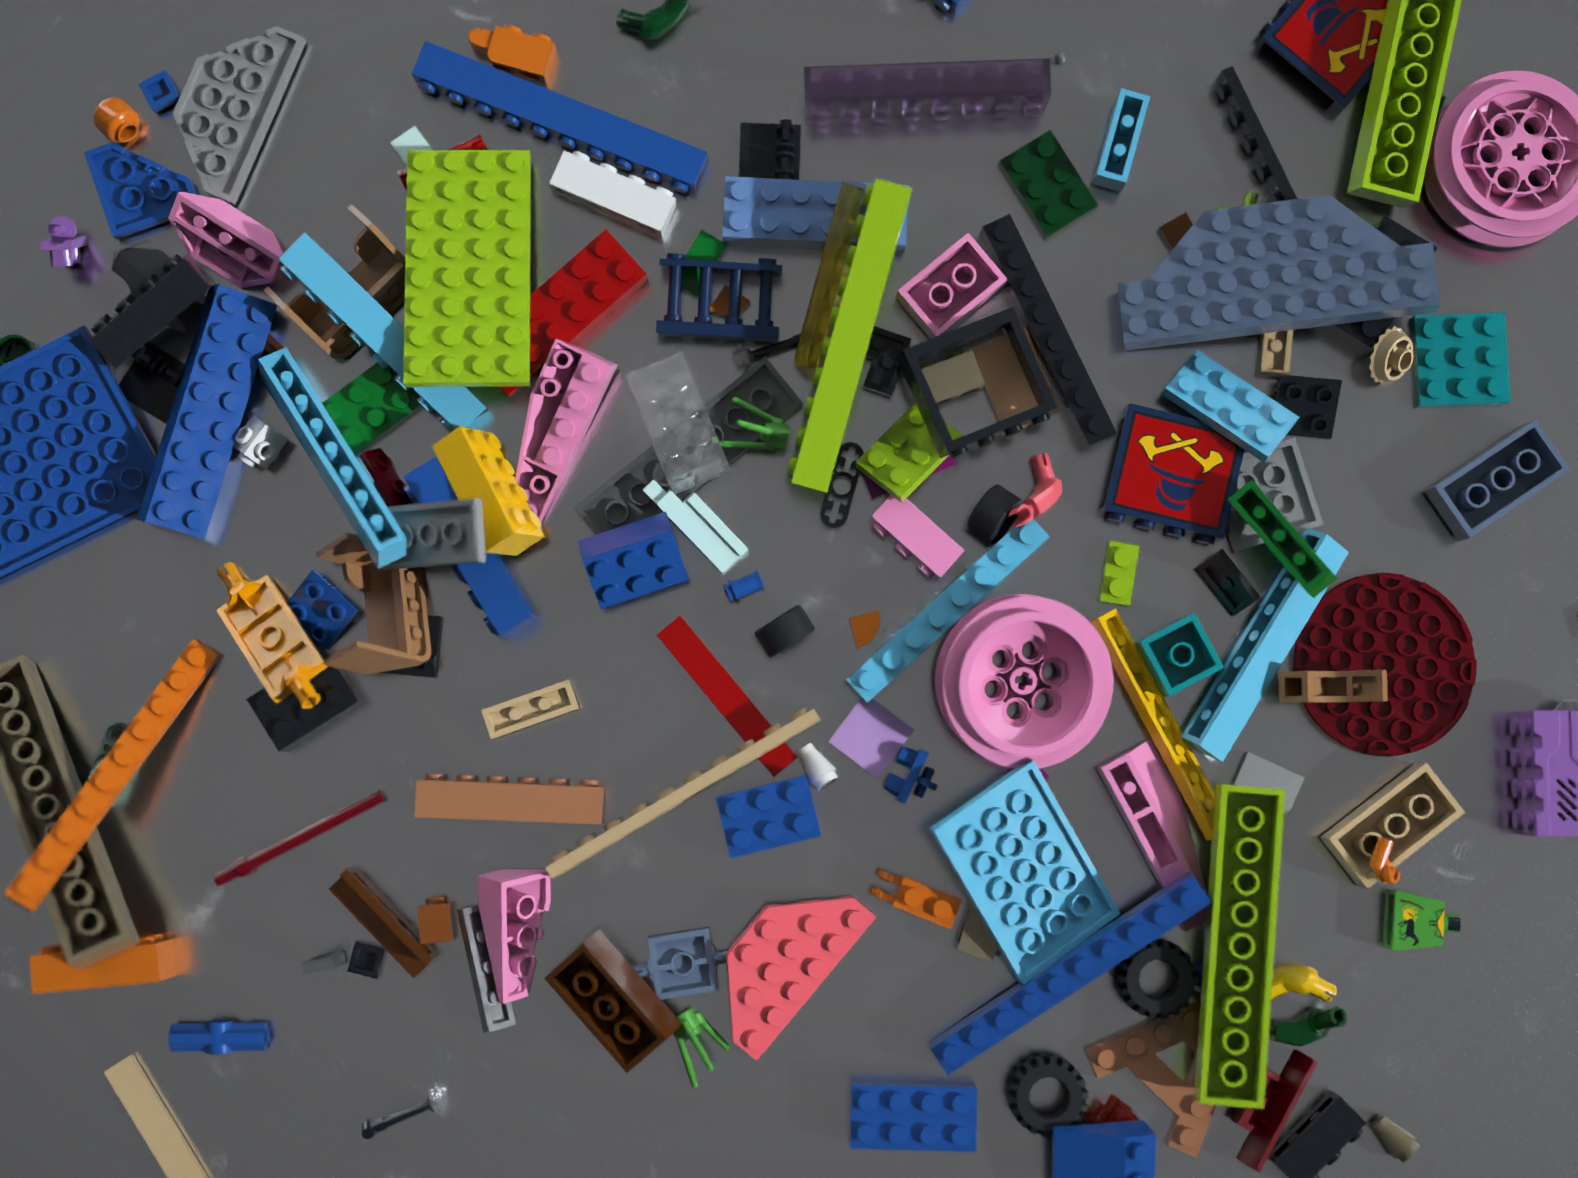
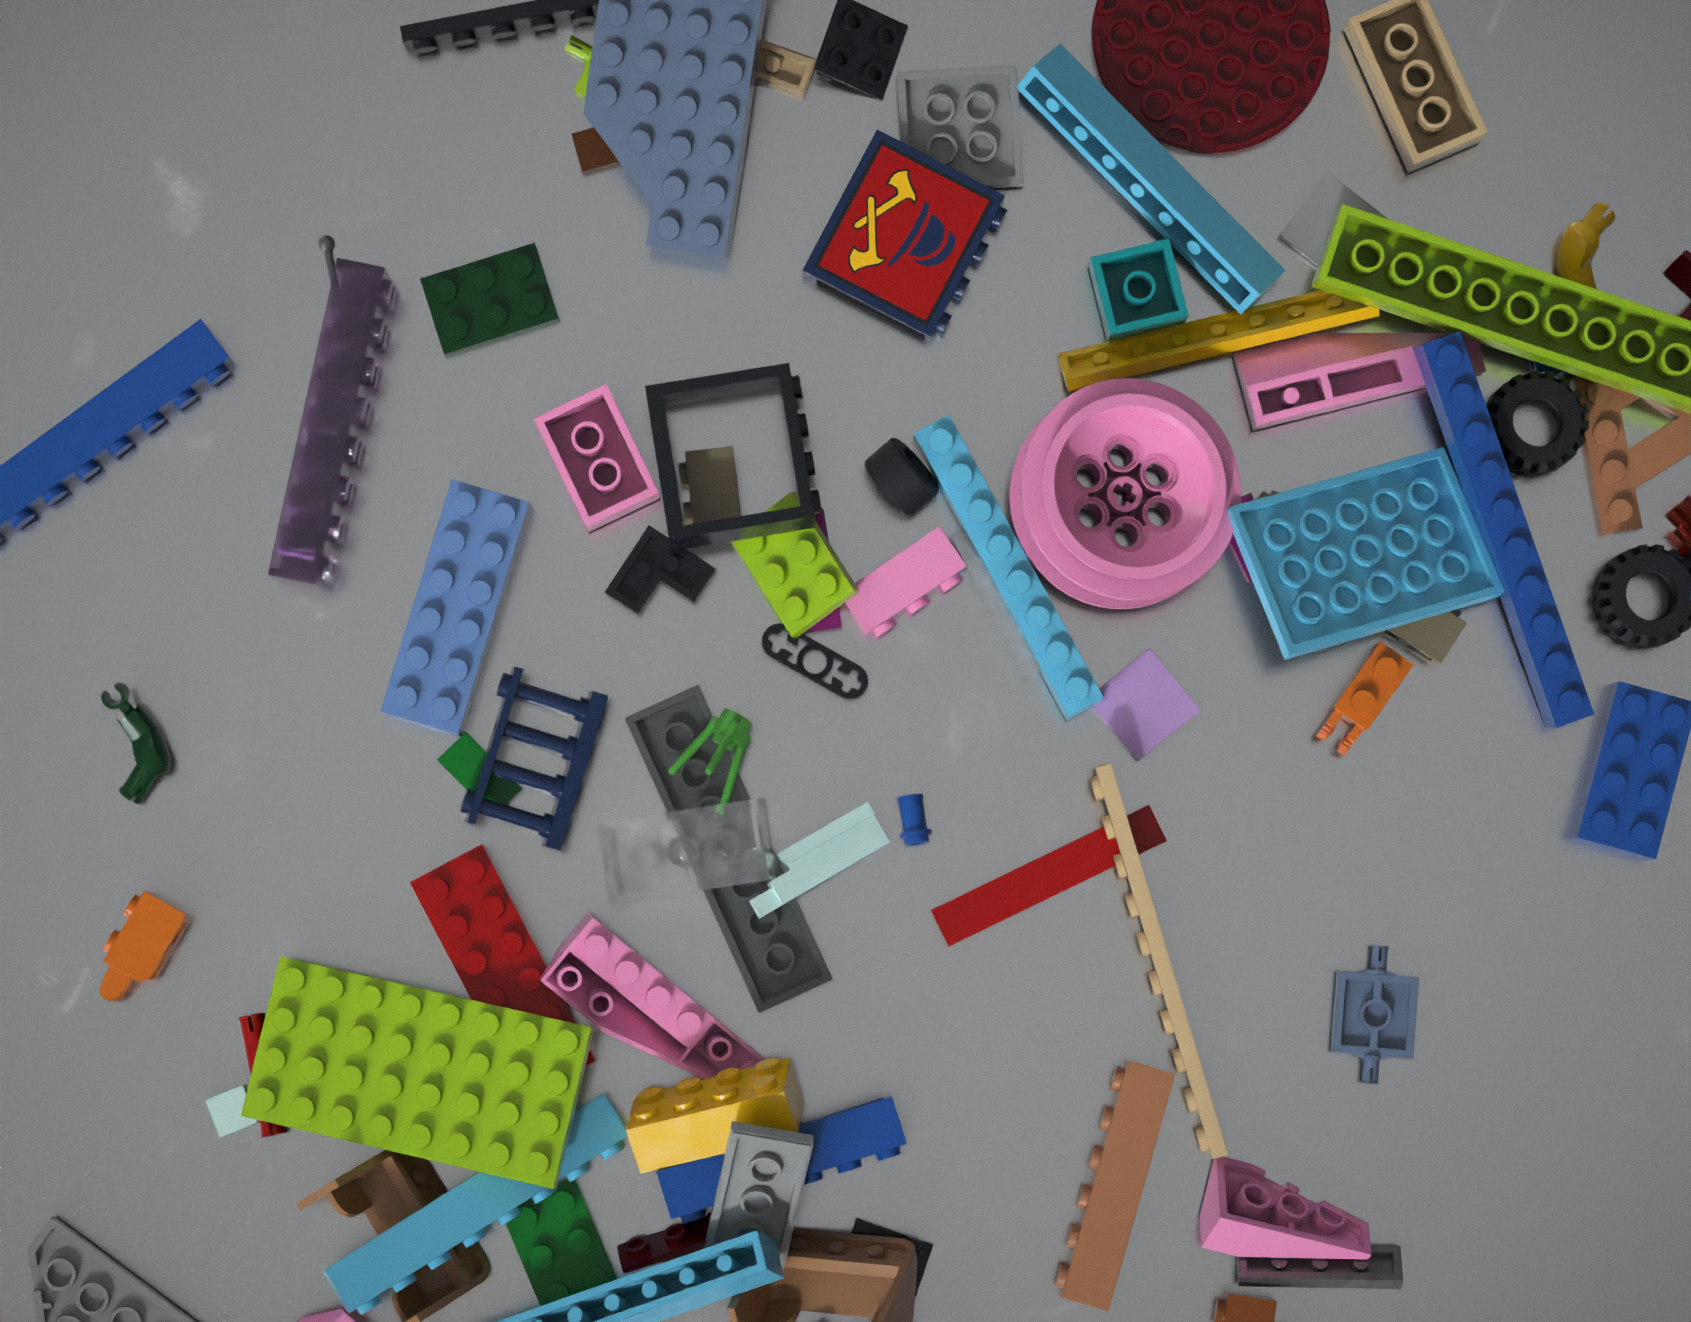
camera: 75 degrees left, 0 degrees up
(530, 709) = (1004, 1131): tan plate -> none
(559, 117) = (242, 909): blue brick -> none
(612, 193) = (362, 862): white brick -> none
(613, 1001) = (1401, 1113): reddish brown brick -> none
(632, 560) = (848, 951): blue brick -> none
(689, 1029) = (1455, 1026): bright green plant -> none
(721, 303) = (540, 757): orange tile -> none
(744, 357) = (617, 746): piece -> none
(768, 816) = (1215, 859): blue brick -> none
(770, 150) = (358, 646): black hinge -> none
(784, 631) = (985, 780): black tyre -> none
(784, 961) = (1403, 885): coral plate -> none
(817, 767) = (1167, 783): white cone -> none
(828, 275) = (545, 610): clear yellow tile -> none
(850, 335) = (633, 603): lime brick -> none
(865, 627) = (1004, 677): orange tile -> none
(902, 787) = (1191, 656): blue hips -> none
(1004, 377) = (730, 418): light nougat tile -> none
(1045, 491) = (890, 404): coral arm -> none
(1047, 333) = (684, 350): black brick -> none
(1118, 573) = (1014, 338): lime plate -> none
(1121, 140) = (459, 192): medium azure brick -> none
(1228, 582) = (1059, 203): pearl dark grey plate -> none
(1230, 406) = (837, 143): medium azure plate -> none
(1282, 539) = (1026, 124): green brick -> none
(1308, 1027) = (1641, 250): dark green arm -> none
(1332, 686) = (1225, 109): medium nougat arch -> none
(1381, 864) = (1462, 107): orange arm -> none
(1416, 921) = (1542, 81): bright green torso -> none

